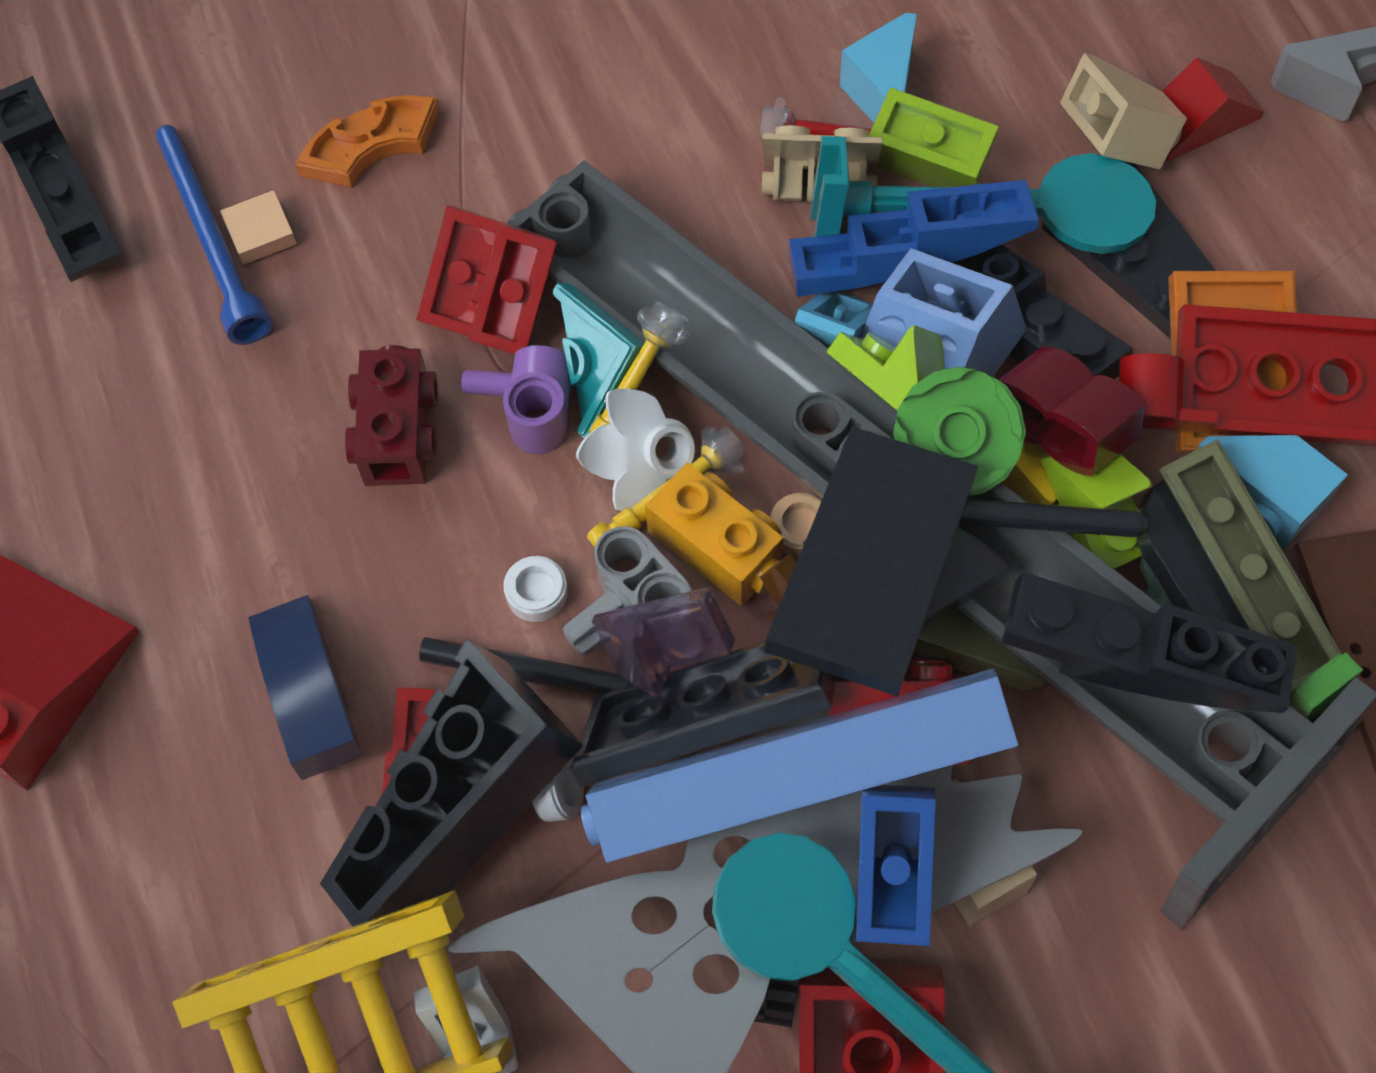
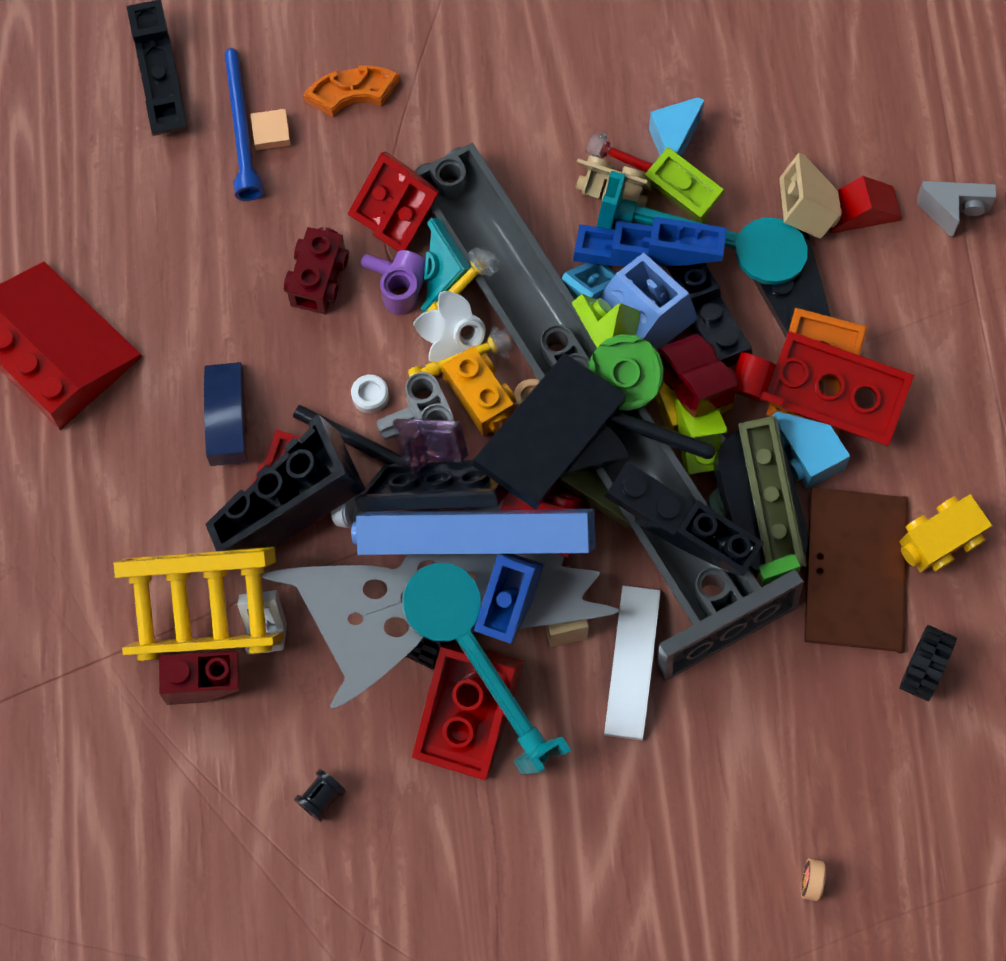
camera: 15 degrees right, 5 degrees up
(1123, 917) = (632, 663): none -> white slope

